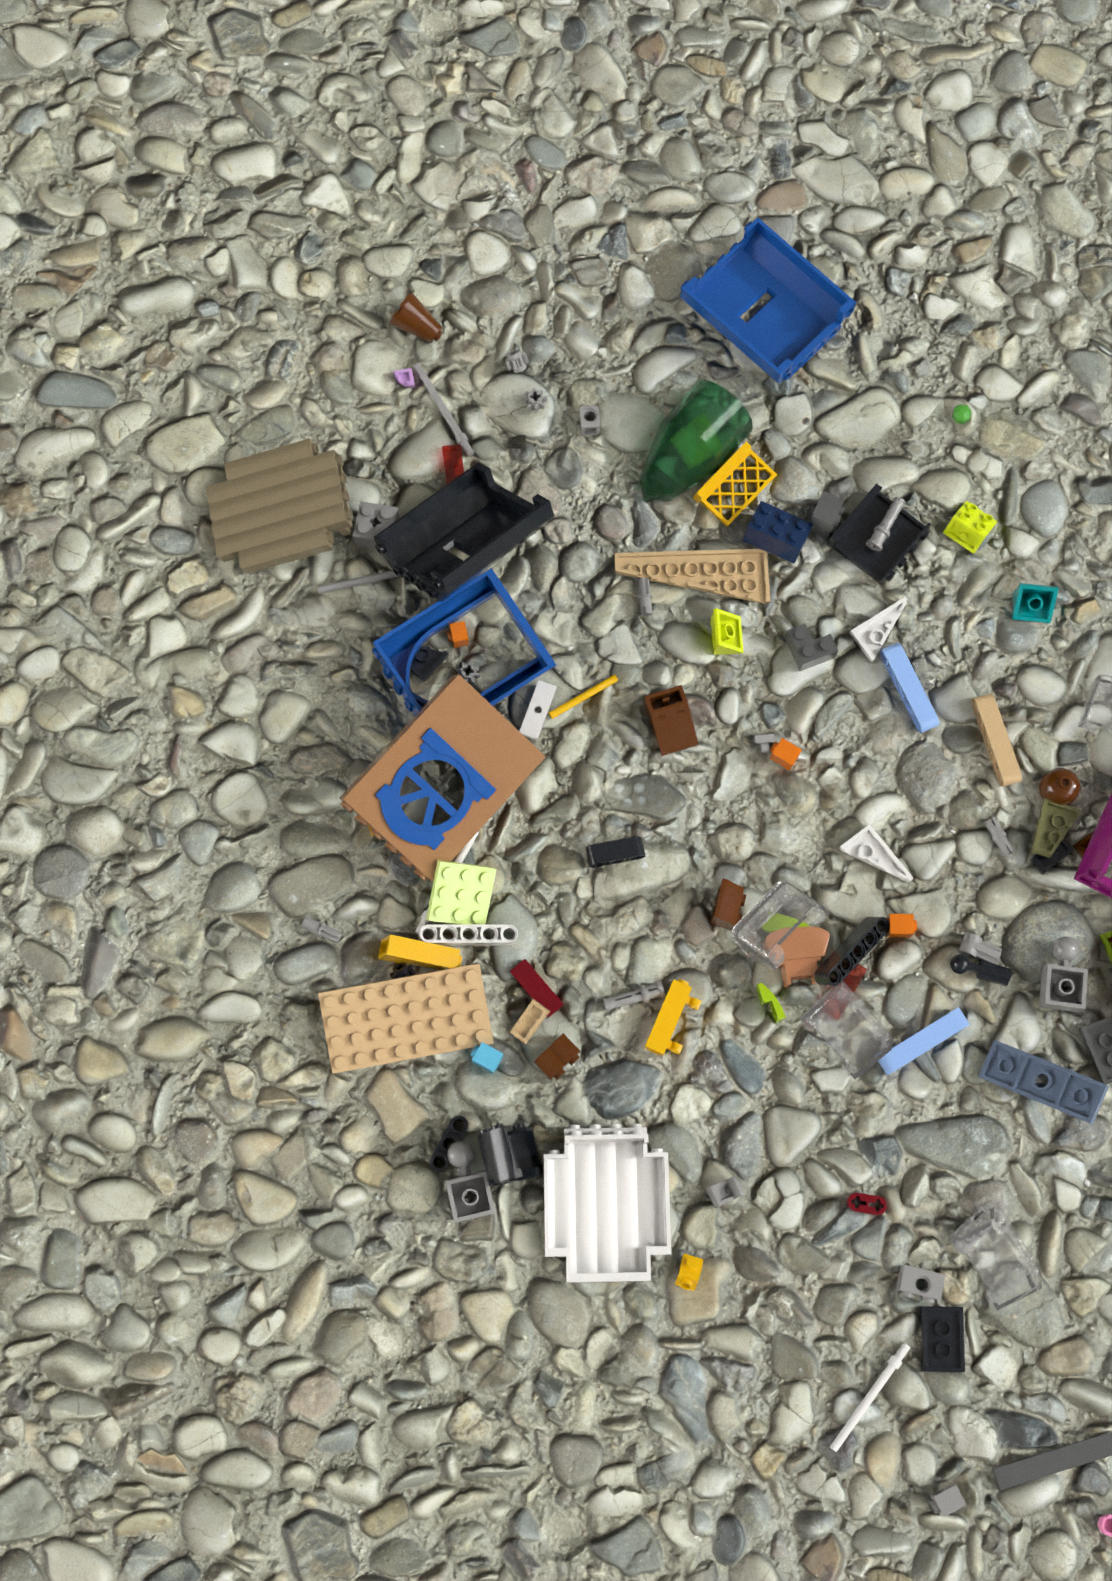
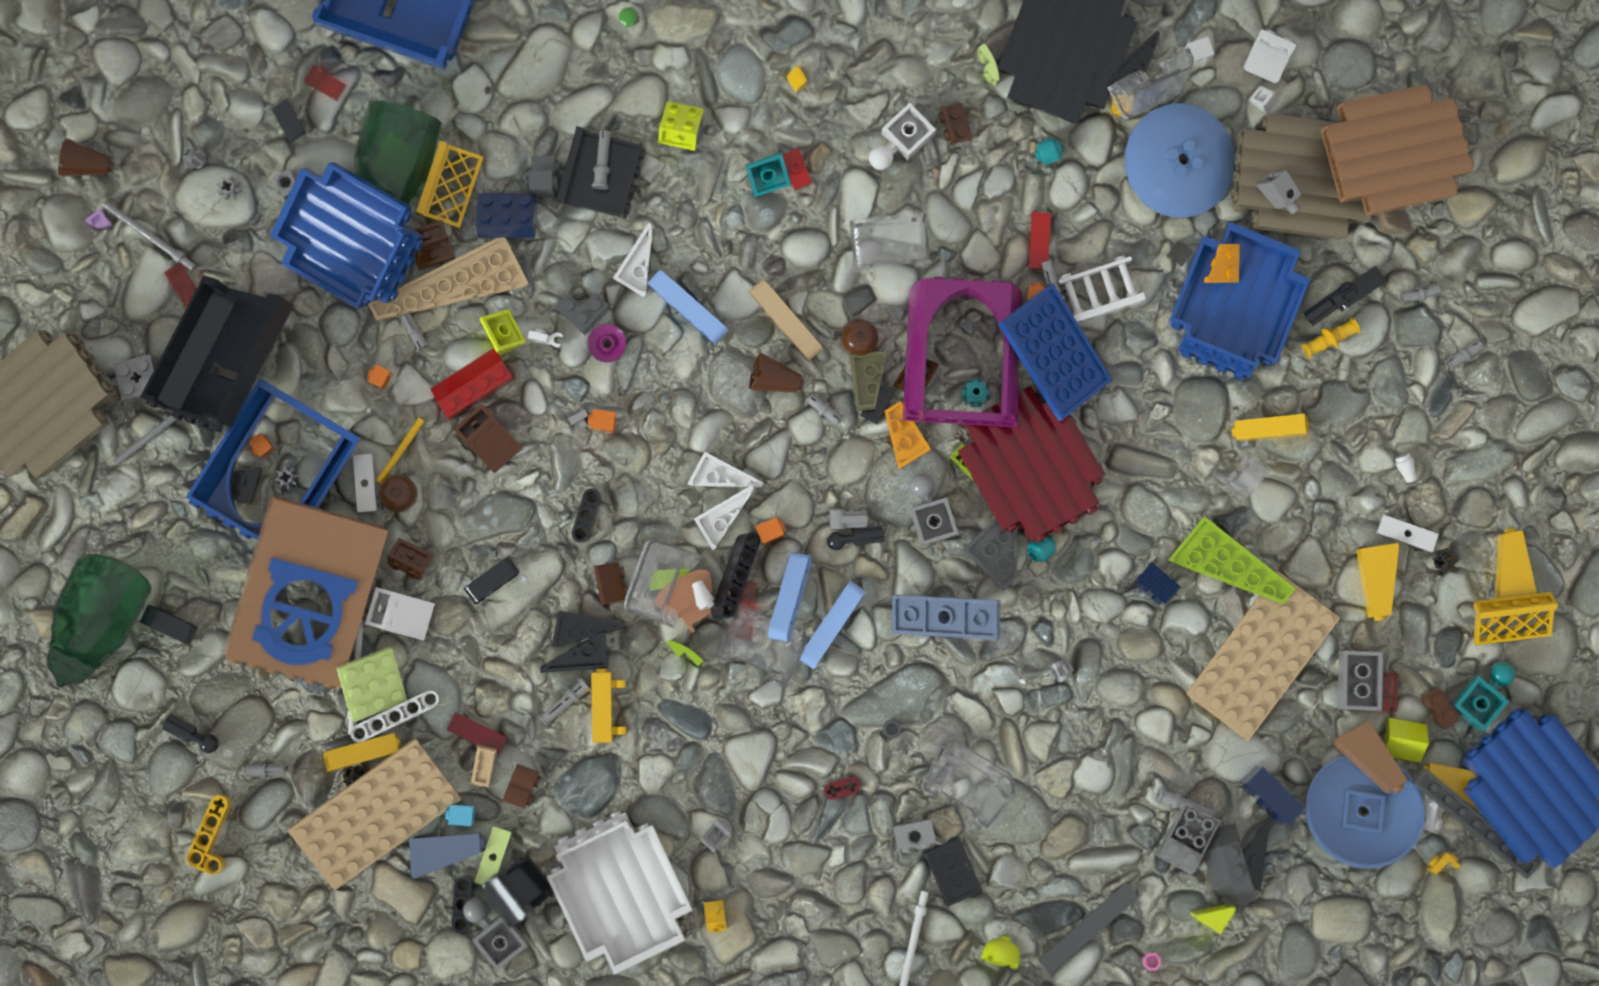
camera: 15 degrees left, 10 degrees up
(233, 713) = (93, 616): none -> clear green windscreen
(244, 965) = (213, 833): none -> yellow beam
(266, 862) = (189, 733): none -> black piece
(296, 754) = (168, 624): none -> black beam
(451, 1083) = (436, 852): none -> sand blue slope
(507, 1102) = (496, 844): none -> yellowish green tile
(515, 842) = (400, 613): none -> white slope
(546, 797) = (409, 559): none -> reddish brown bracket
(563, 733) = (398, 493): none -> reddish brown cylinder
(595, 622) = (379, 376): none -> orange plate
(615, 368) = (288, 120): none -> black slope
(625, 484) = (347, 235): none -> blue panel
(662, 351) = (324, 83): none -> clear red tile
(673, 962) = (585, 656): none -> black wing
(677, 932) = (577, 627): none -> black wing
(678, 667) = (472, 384): none -> red slope
(694, 529) = (435, 247): none -> reddish brown slope
(734, 824) = (586, 506): none -> black beam
(762, 655) = (541, 337): none -> white plate
(815, 955) = (702, 596): none -> white cone
(823, 678) = (600, 336): none -> magenta dish
(855, 892) = (718, 519): none -> white wing
(896, 994) = (790, 596): none -> light blue beam
(939, 1168) = (891, 729): none -> dark grey tile
(961, 1443) = (1001, 952): none -> neon yellow cylinder
(964, 785) = (773, 376): none -> reddish brown cone
(1062, 612) = (796, 169): none -> red plate
(1066, 896) = (905, 437): none -> light orange wing
(1096, 532) = (797, 79): none -> yellow slope

